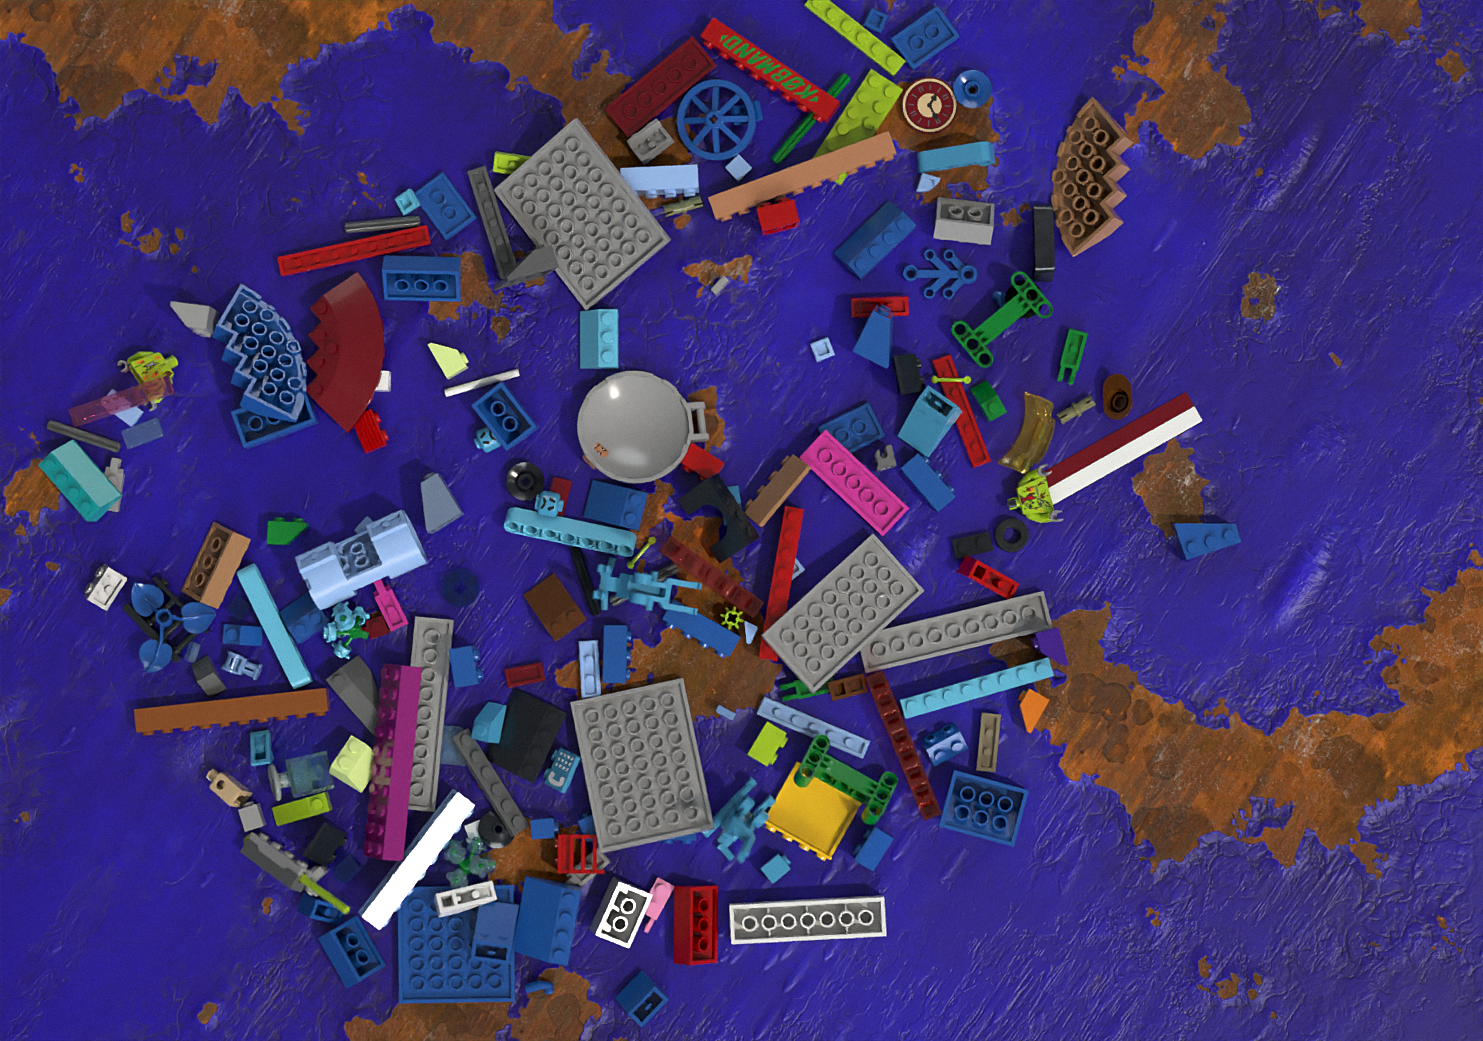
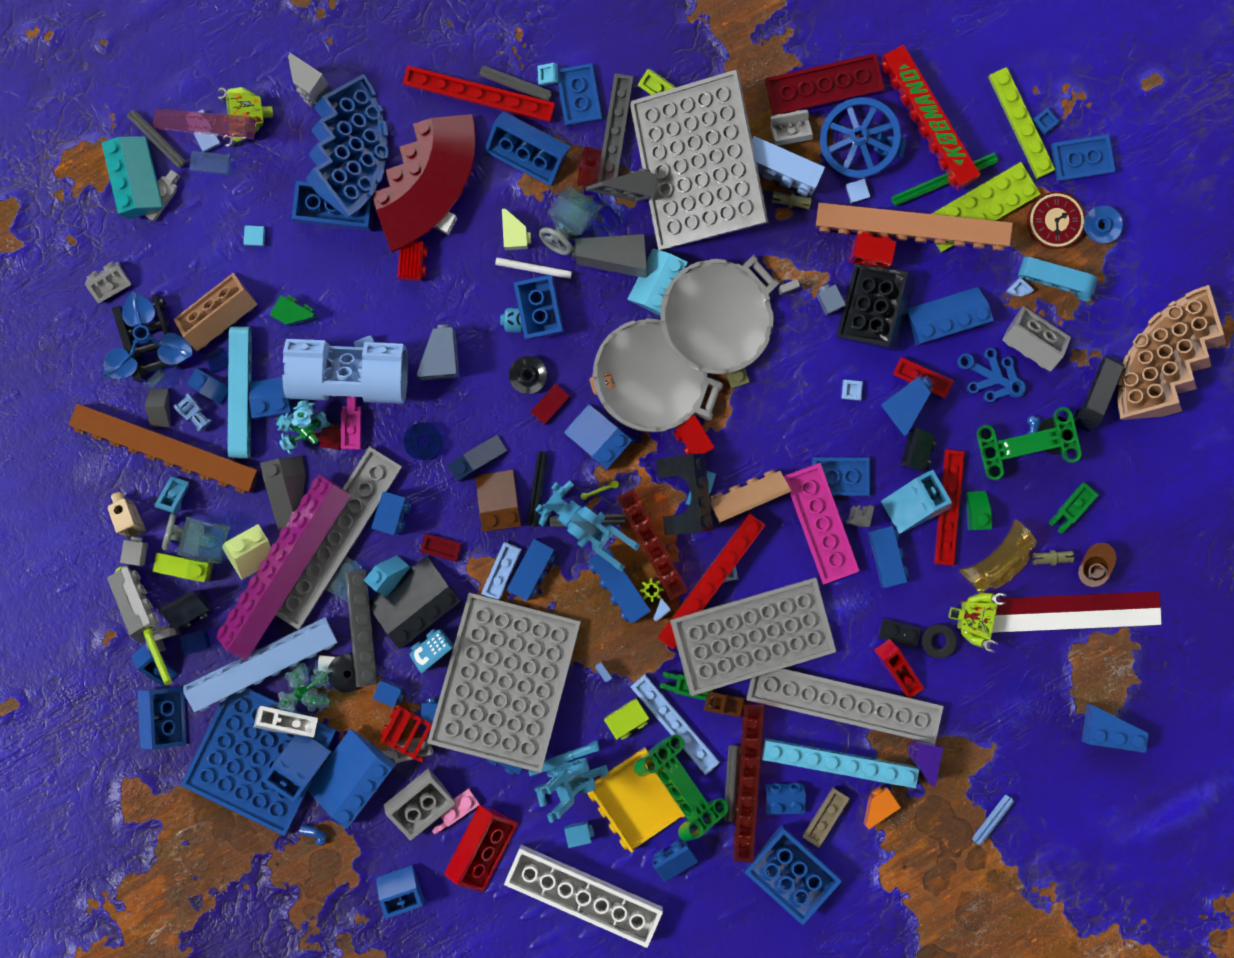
camera: 25 degrees right, 0 degrees up
(216, 479) = (254, 235): none -> medium azure tile
(486, 267) = (589, 167): none -> clear red slope
(493, 319) = (571, 216): none -> clear light blue piece
(517, 578) = (476, 458): none -> dark blue slope
(547, 334) = (612, 253): none -> dark grey slope
(548, 503) = (538, 405): dark azure head -> none
(570, 532) = (545, 440): medium azure beam -> none
(669, 342) = (718, 315): none -> light grey dish
(713, 388) = (737, 378): none -> olive plate
(762, 277) = (830, 299): none -> sand blue brick
(806, 264) = (876, 306): none -> black slope
(889, 753) = (731, 782): none -> dark grey axle
(966, 379) = (968, 482): lime hinge -> none
(1138, 670) = (992, 820): none -> medium blue axle

